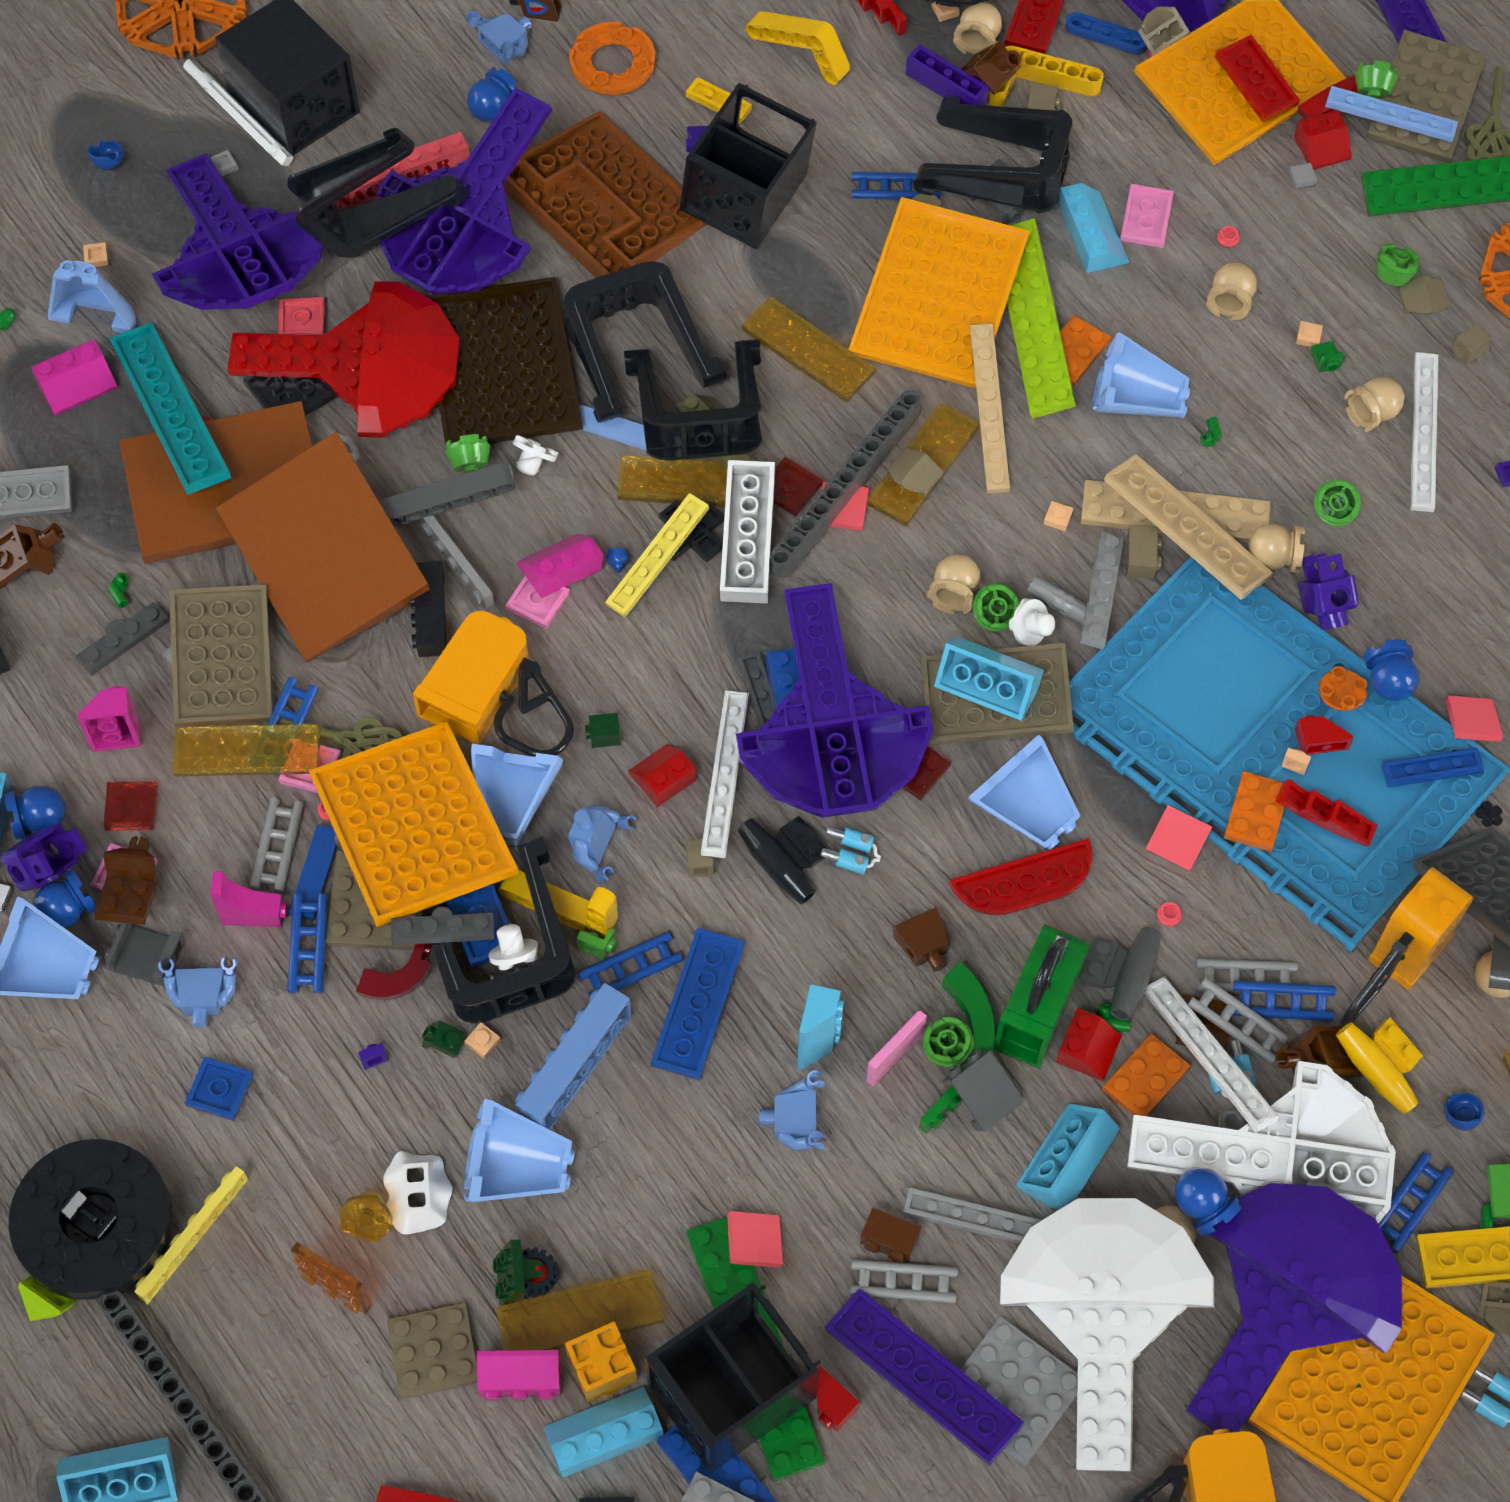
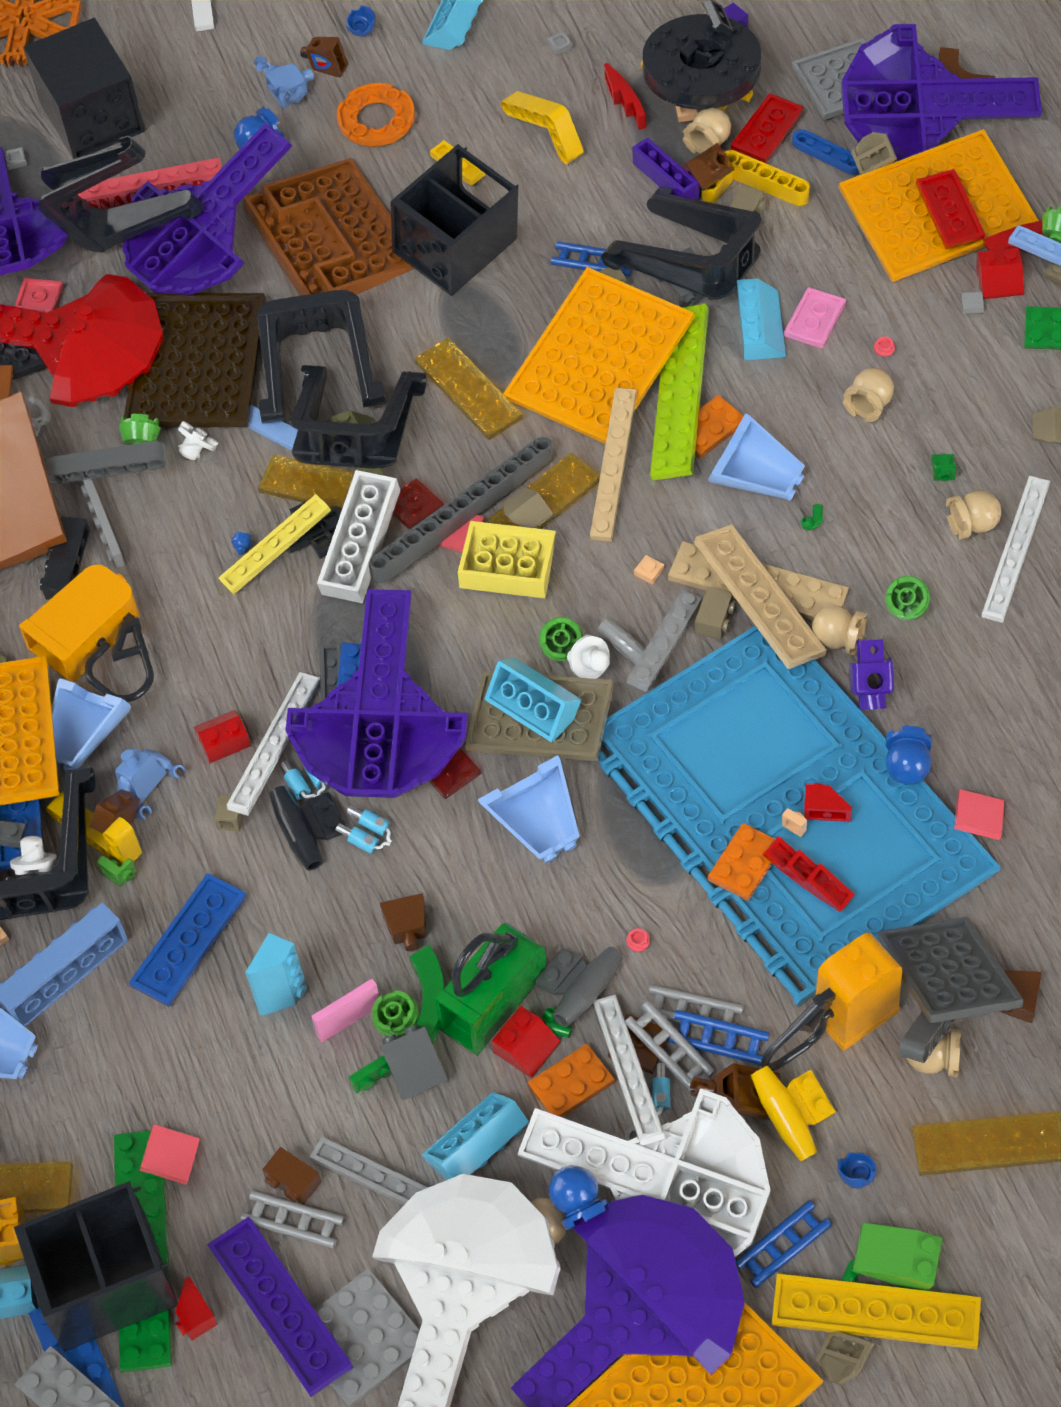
camera: 20 degrees right, 5 degrees down
(238, 112) = (39, 114): white piece -> none
(530, 606) = (162, 566): bright pink tile -> none
(562, 564) = (191, 540): dark pink slope -> none
(581, 881) = (119, 804): none -> reddish brown brick
(603, 730) = (181, 688): dark green brick -> none
(637, 952) = (148, 885): blue bar -> none
(762, 812) = (297, 783): none -> medium azure piece
(796, 1115) = (241, 1052): medium blue torso -> none
(910, 529) = (506, 559): none -> light yellow slope
(954, 584) = (530, 612): tan tile -> none
(1025, 880) = (516, 885): red plate -> none
(1178, 838) = (667, 873): coral tile -> none
(1309, 334) = (933, 444): light nougat plate -> none
(1343, 689) = (860, 766): orange dish -> none
(1396, 265) = (1032, 394): bright green cone -> none
(1432, 767) = (924, 851): blue tile -> none
(1489, 814) = (969, 905): black plant -> none

